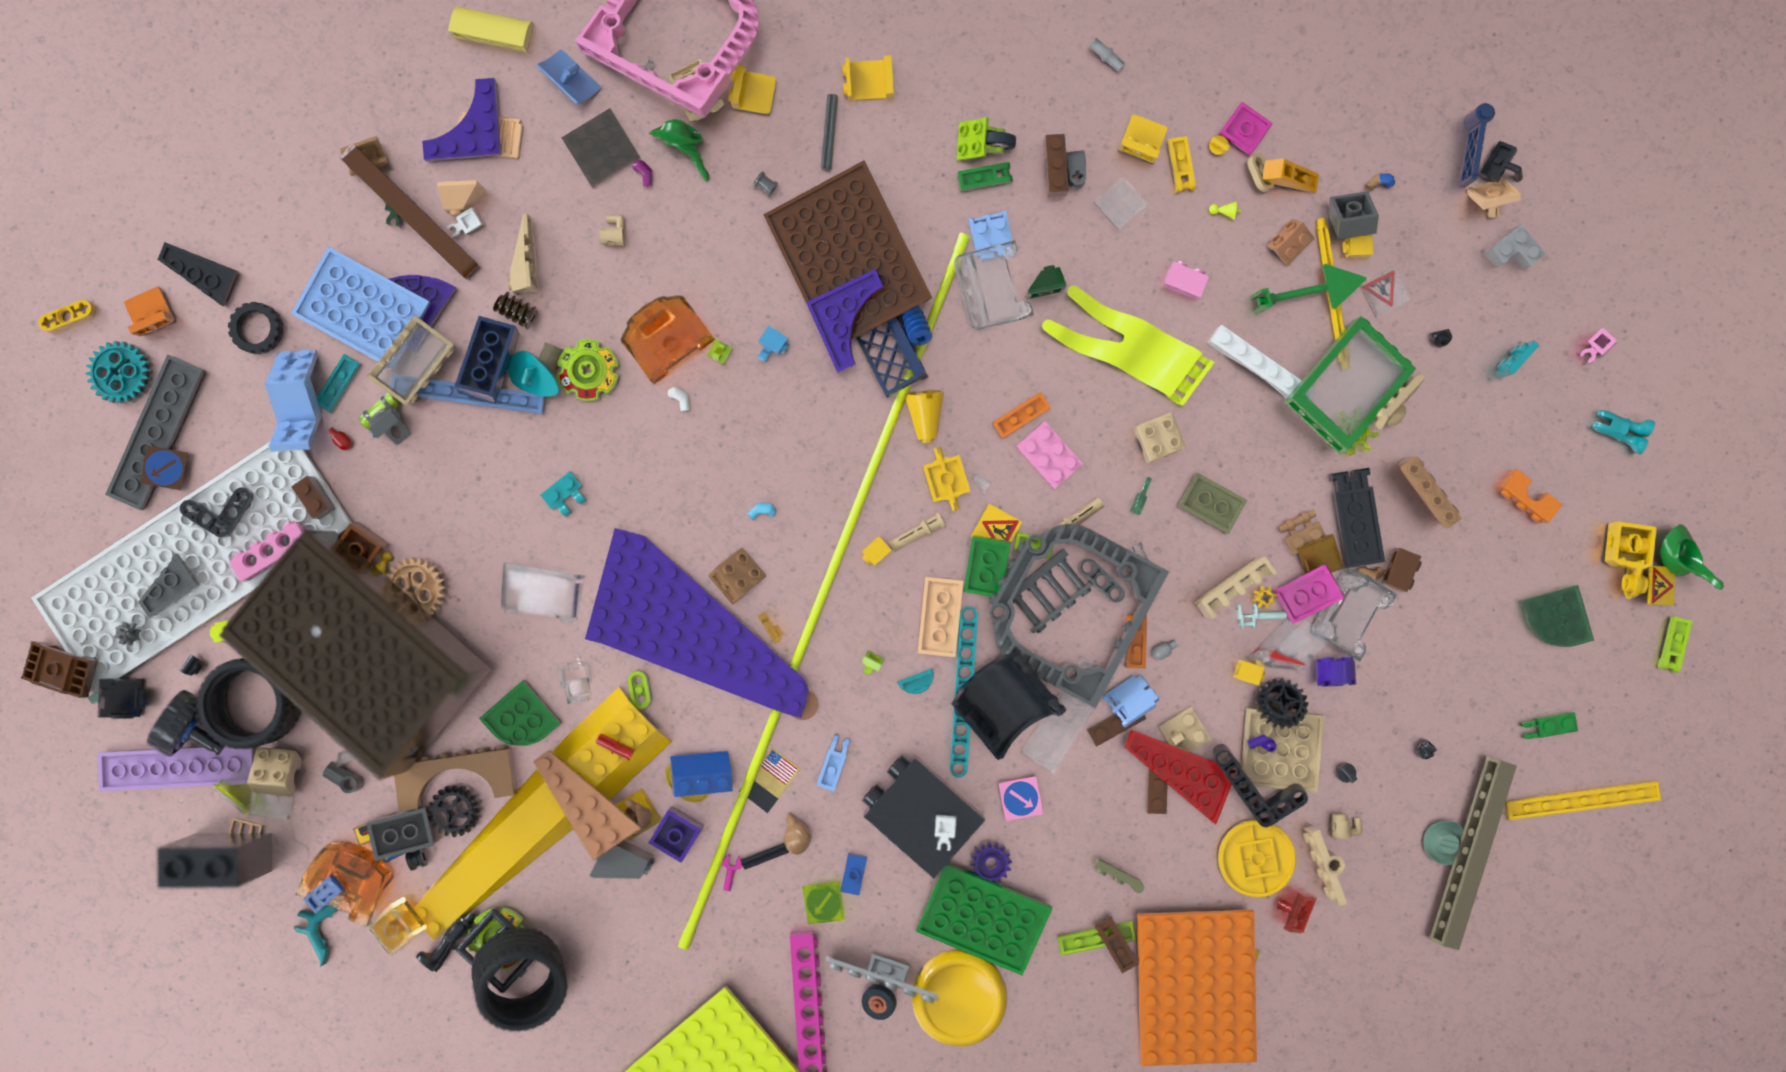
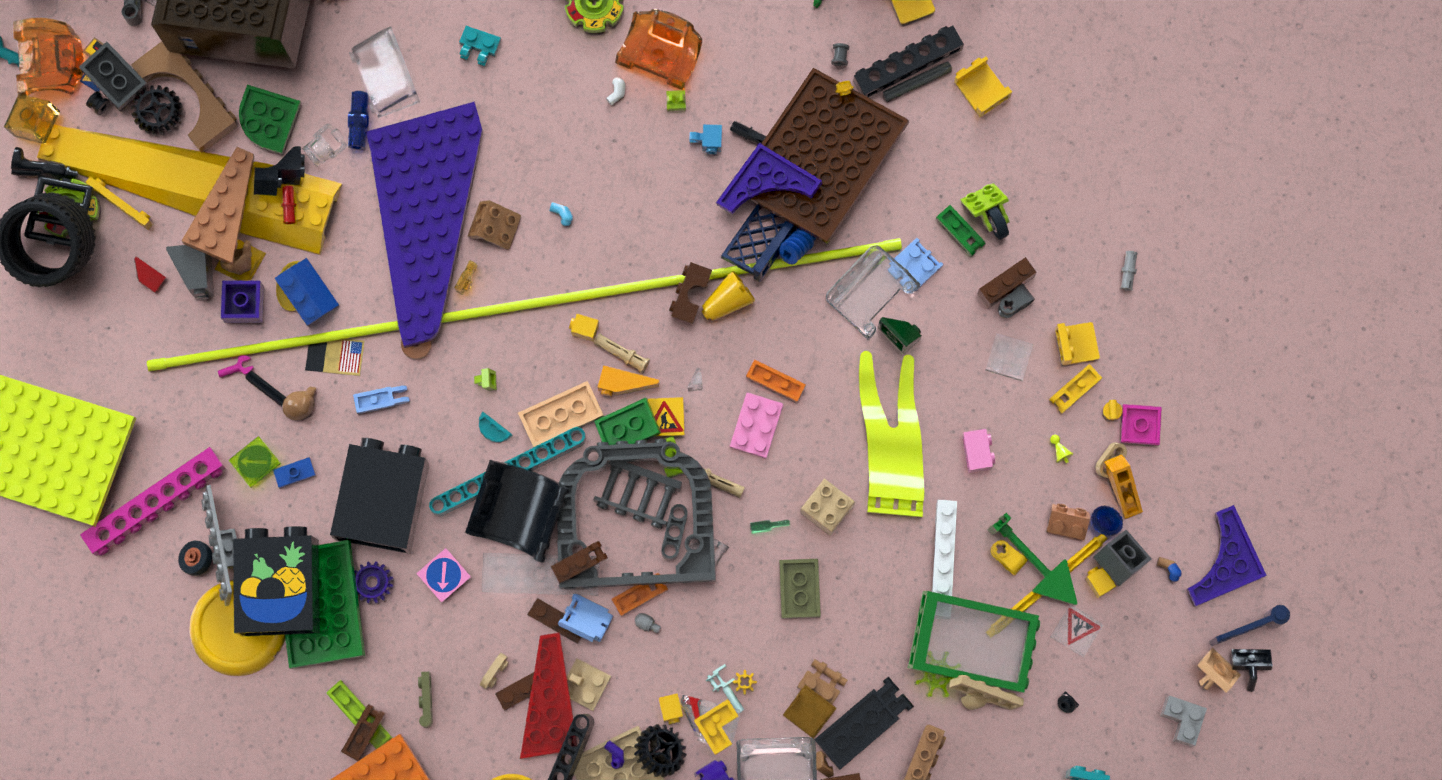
camera: 60 degrees right, 10 degrees down
(323, 893) = (27, 41): plate -> none
(545, 879) = (99, 187): none -> yellow plate
(570, 639) = (358, 120): none -> clear blue piece
(582, 731) = (286, 171): none -> black arch
(602, 902) = (147, 275): none -> red slope
(639, 689) = (347, 200): lime plate -> none
(787, 306) = (747, 133): none -> black axle
(800, 198) = (844, 88): none -> yellow plate
(807, 79) = (946, 34): none -> black brick
(890, 430) = (682, 307): none -> reddish brown arch
(942, 550) = (621, 382): none -> light orange slope
(945, 828) = (378, 517): white plate -> none
(946, 478) = (682, 349): yellow plate -> none
(948, 949) = (276, 583): none -> brick
(1085, 679) = (578, 562): none -> reddish brown plate
(1126, 795) = (499, 664): none -> tan plate
(1234, 585) = (736, 645): tan window -> none
(1292, 310) = (1011, 559): none -> yellow piece
(1305, 652) = (711, 726): none -> yellow plate
(1309, 593) = (771, 718): dark pink plate -> none
(1311, 208) = (1107, 520): none -> clear blue hat
(1411, 125) = (1235, 564): none -> dark purple plate

